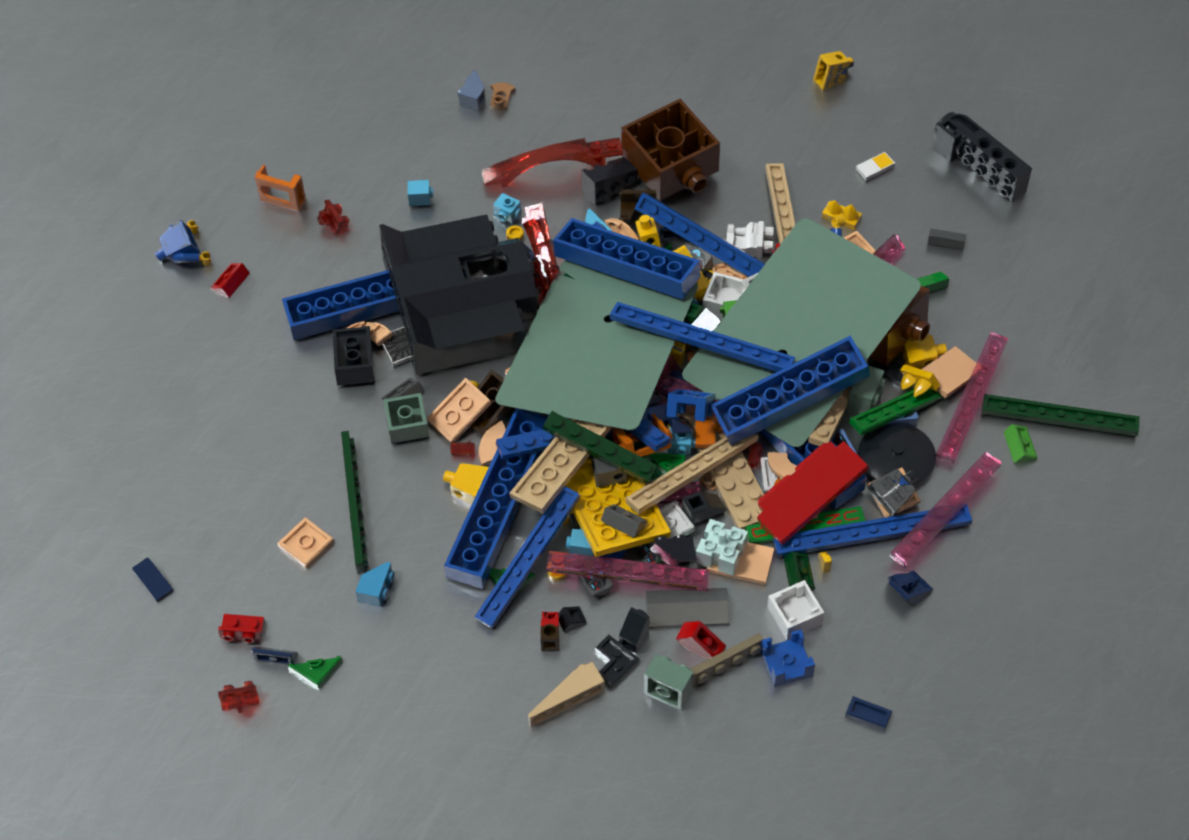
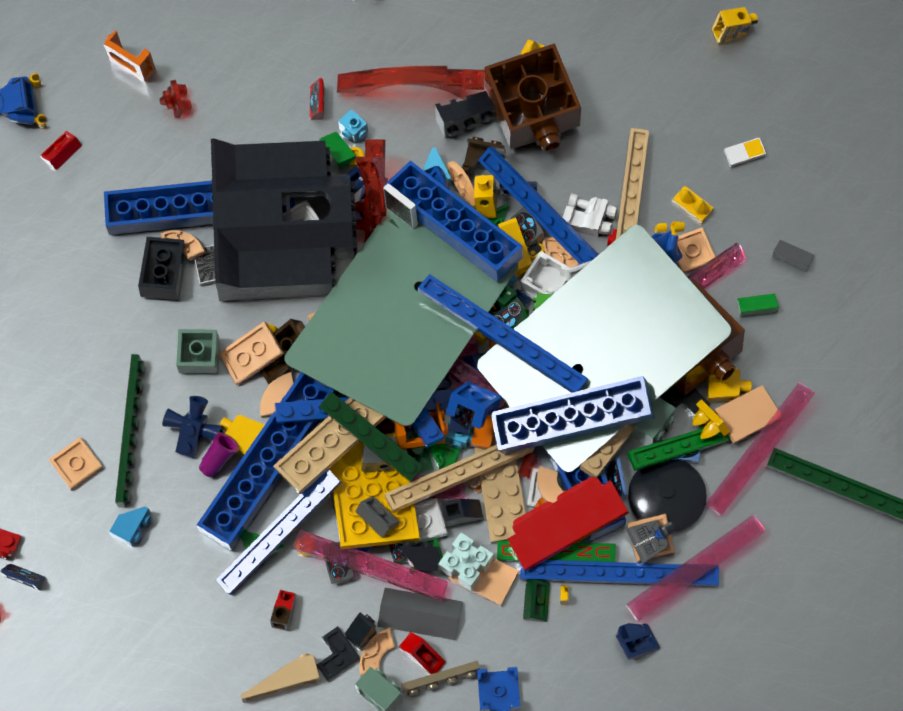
camera: 15 degrees right, 15 degrees up
(316, 670) = (58, 600): green tile -> none
(408, 387) = (205, 318): dark grey slope -> none
(417, 483) = (191, 426): none -> dark blue brick
(419, 192) = (268, 89): medium azure brick -> none
(449, 502) = (218, 454): none -> magenta plant
(462, 448) = (246, 394): clear red pin -> none
(467, 195) = (317, 100): none -> slope
(502, 230) = (339, 149): none -> green slope
(571, 618) = (307, 600): black slope -> none
(572, 255) = (400, 206): none -> tile
(578, 543) = (329, 526): medium azure brick -> none
(654, 644) = (375, 650): none -> light nougat tile
(795, 609) = (520, 642): white container -> none
(982, 154) = (841, 141): black brick -> none
(1020, 444) = (793, 508): bright green slope -> none

